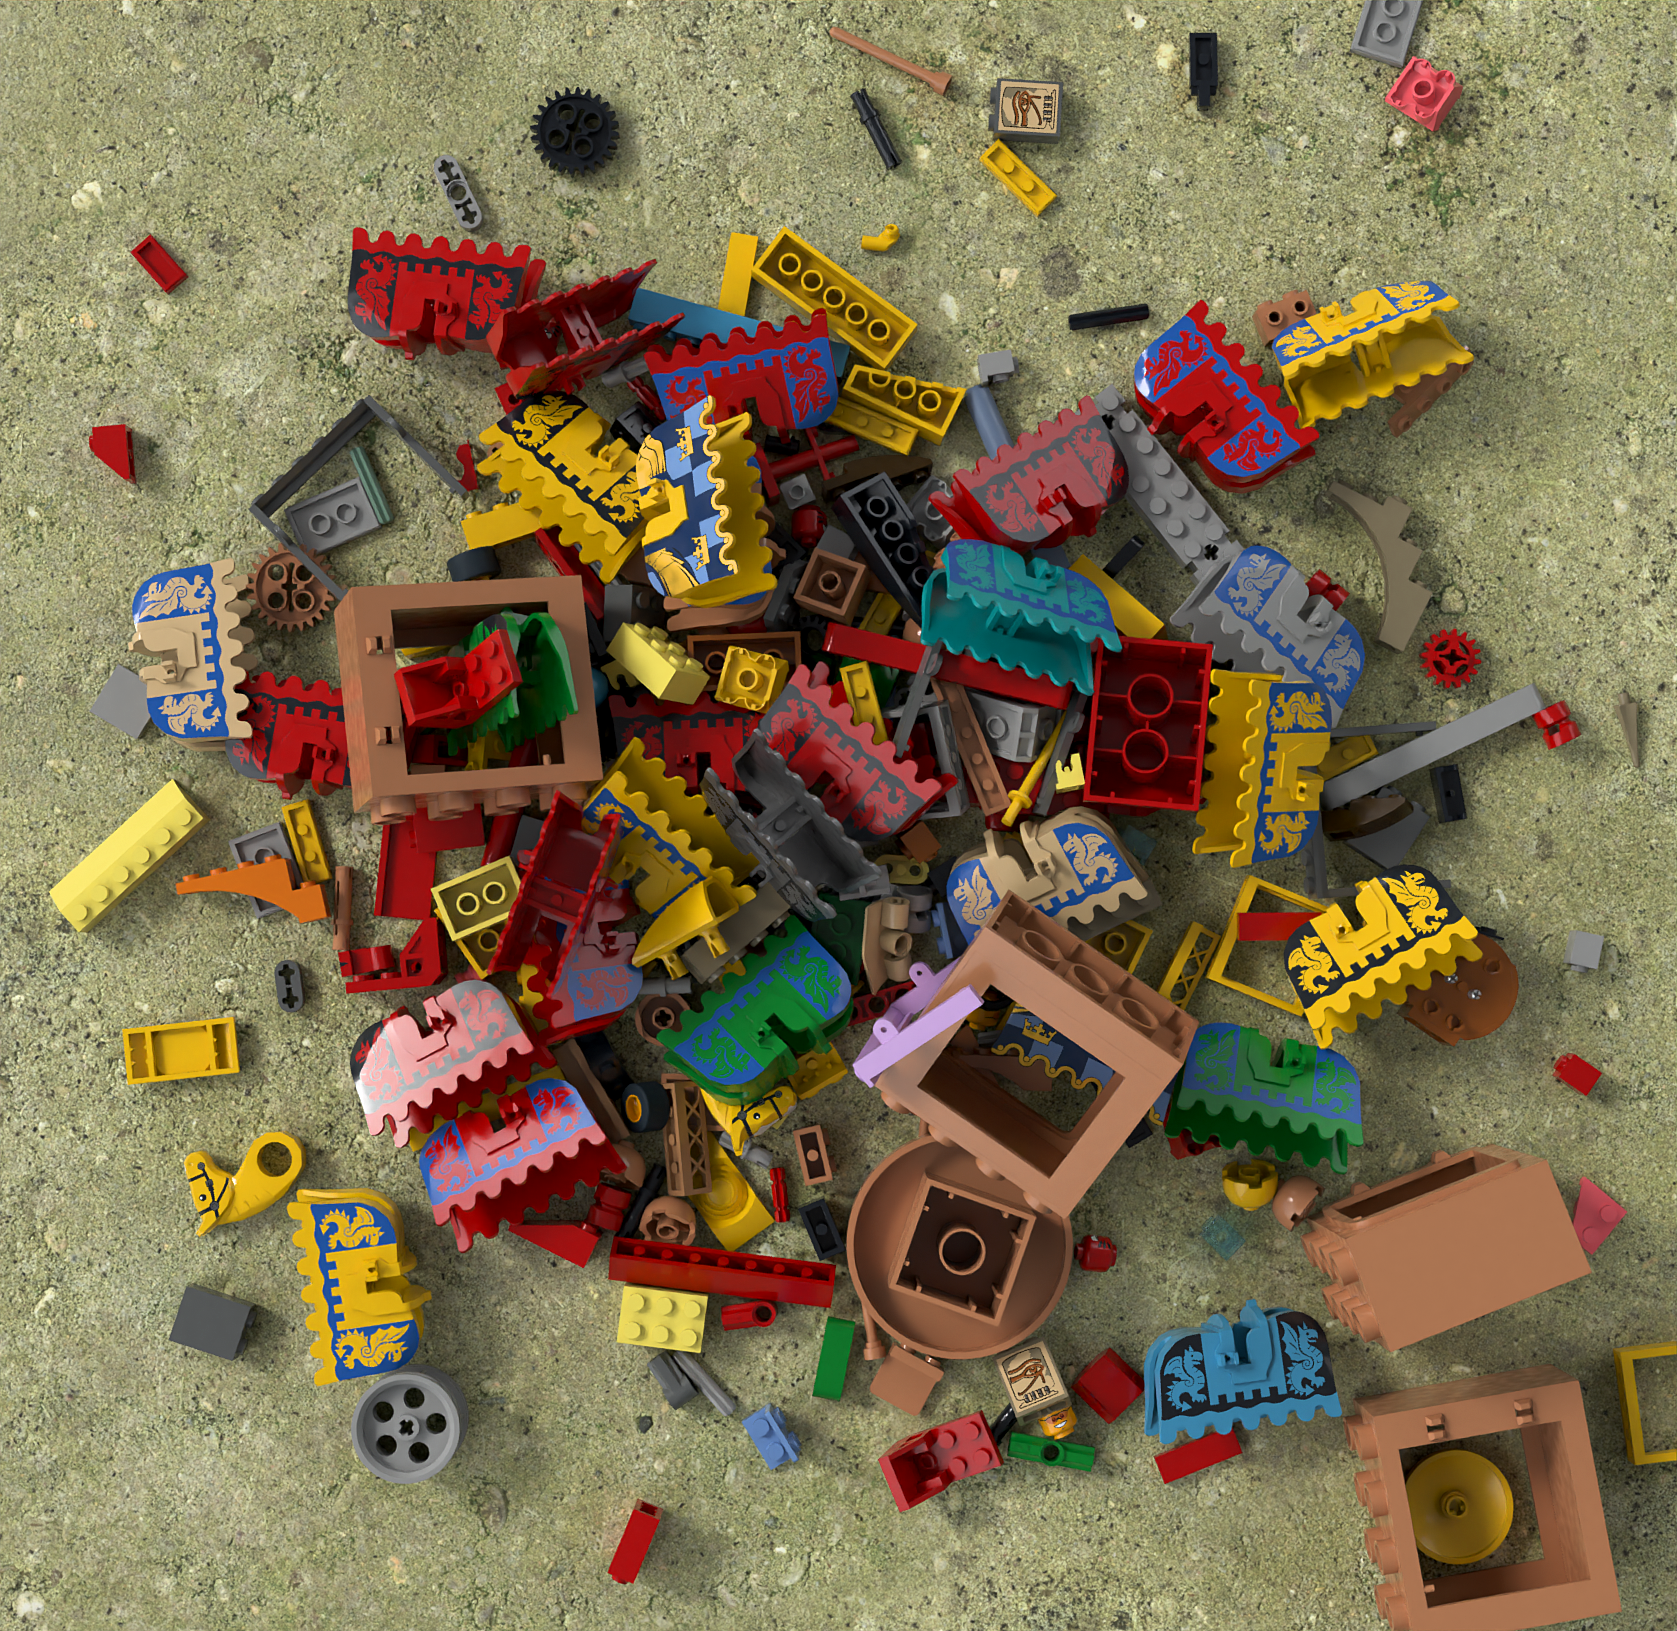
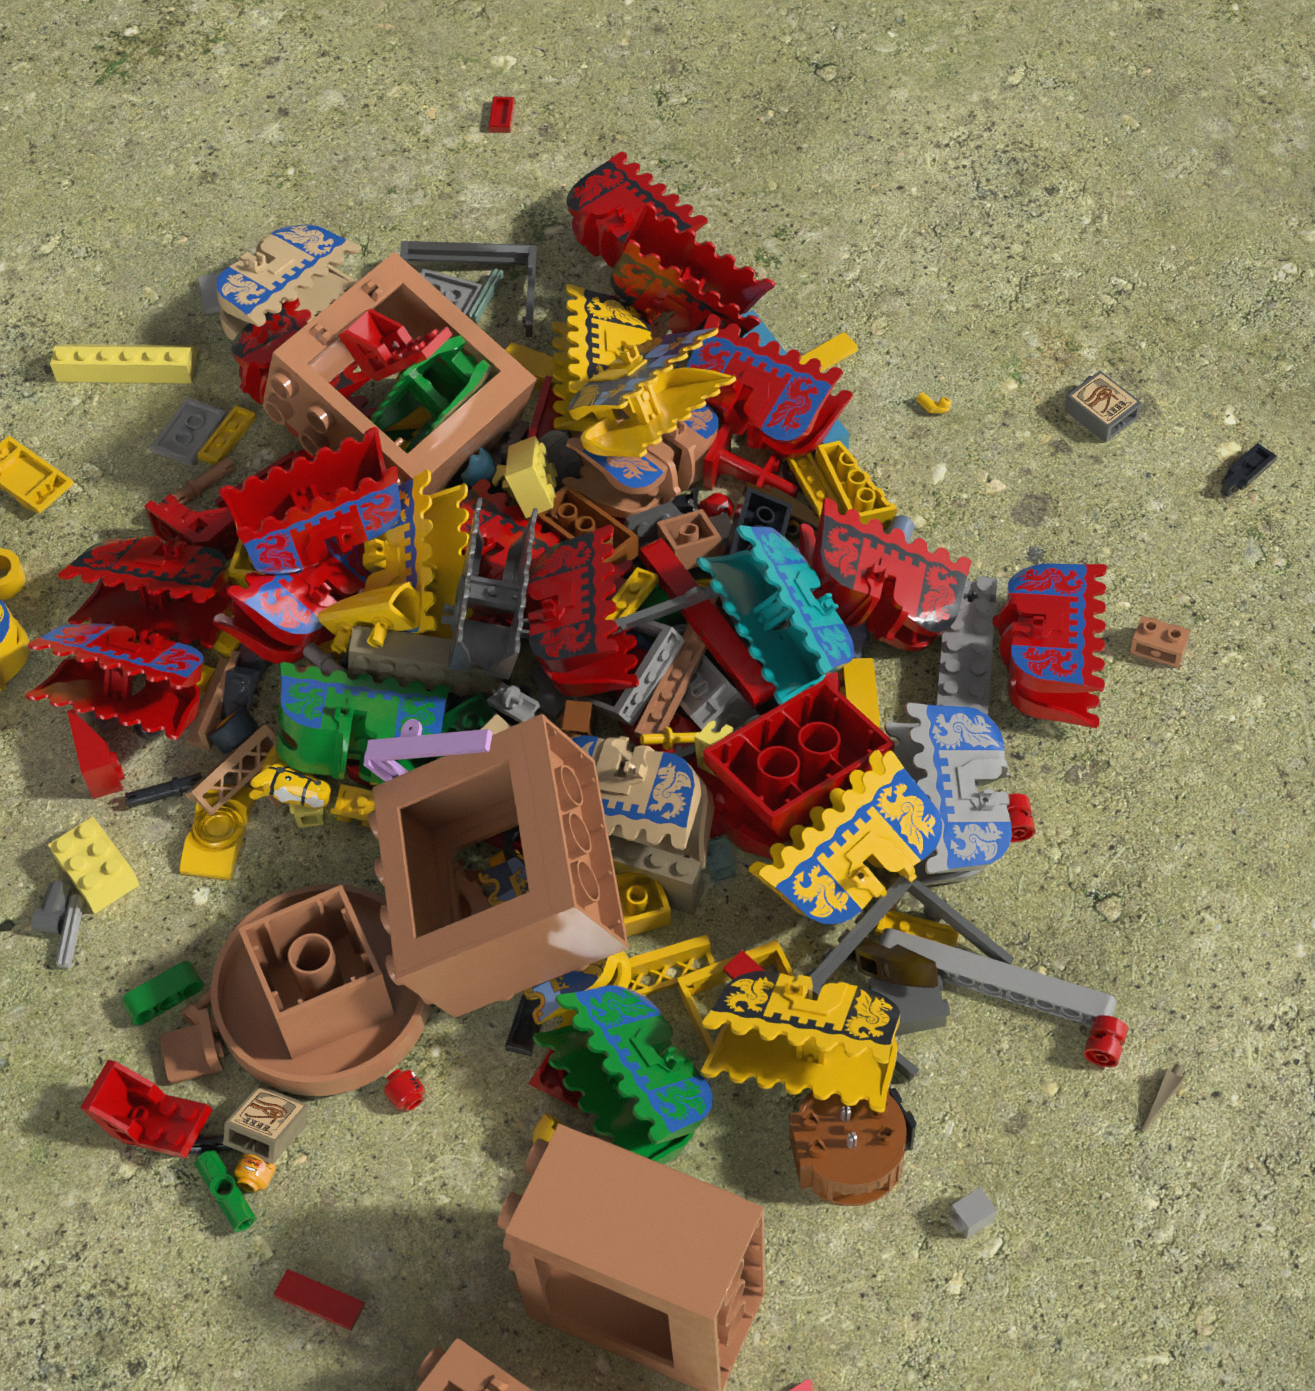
camera: 50 degrees right, 30 degrees down
(115, 448) = (370, 172): red slope -> none
(268, 881) = (179, 426): orange arch -> none
(283, 988) = (123, 496): dark grey beam -> none
(460, 214) = (705, 193): light grey beam -> none
(469, 478) = (542, 338): red piece -> none
(552, 125) = (807, 219): black gear -> none
(608, 1206) = (143, 770): red wheel -> none
(636, 1168) = (179, 754): nougat cylinder -> none
(669, 1221) = (164, 808): nougat cylinder -> none
(721, 1272) = (161, 871): red brick -> none
(745, 1315) = (145, 915): red piece -> none
(750, 1151) = (264, 820): light grey axle -> none
(751, 679) = (572, 523): yellow slope -> none
(771, 1436) = (69, 1002): medium blue bracket -> none
(774, 445) = (743, 452): black pin -> none
(779, 1194) = (251, 864): red axle -> none
(797, 492) = (730, 483): light grey bracket -> none
(812, 1154) = (299, 852): nougat brick -> none
(821, 1228) = (251, 893): black brick -> none
(854, 312) = (870, 413): yellow brick -> none
(871, 119) = (996, 341): black pin -> none
(937, 80) = (1061, 353): nougat piece -> none
(997, 367) = (932, 519): light grey brick -> none
(1017, 177) = (1059, 439): yellow tile -> none
(1108, 316) = (1033, 550): black axle -> none
(1108, 1385) = (314, 1186): red slope -> none
(1121, 559) = (899, 688): black beam -> none
(1230, 1245) = (501, 1171): clear light blue brick -> none
(1271, 1368) = (431, 1274): dark azure animal -> none
(1383, 524) = (1075, 868): dark tan arch -> none
(1392, 339) = (1183, 675): yellow animal -> none
(1420, 397) = (1221, 758): nougat bracket -> none
(1448, 793) = (978, 1020): black hinge -> none
(1452, 646) = (1068, 935): red gear -> none
(1576, 1073) = (879, 1295): red brick -> none

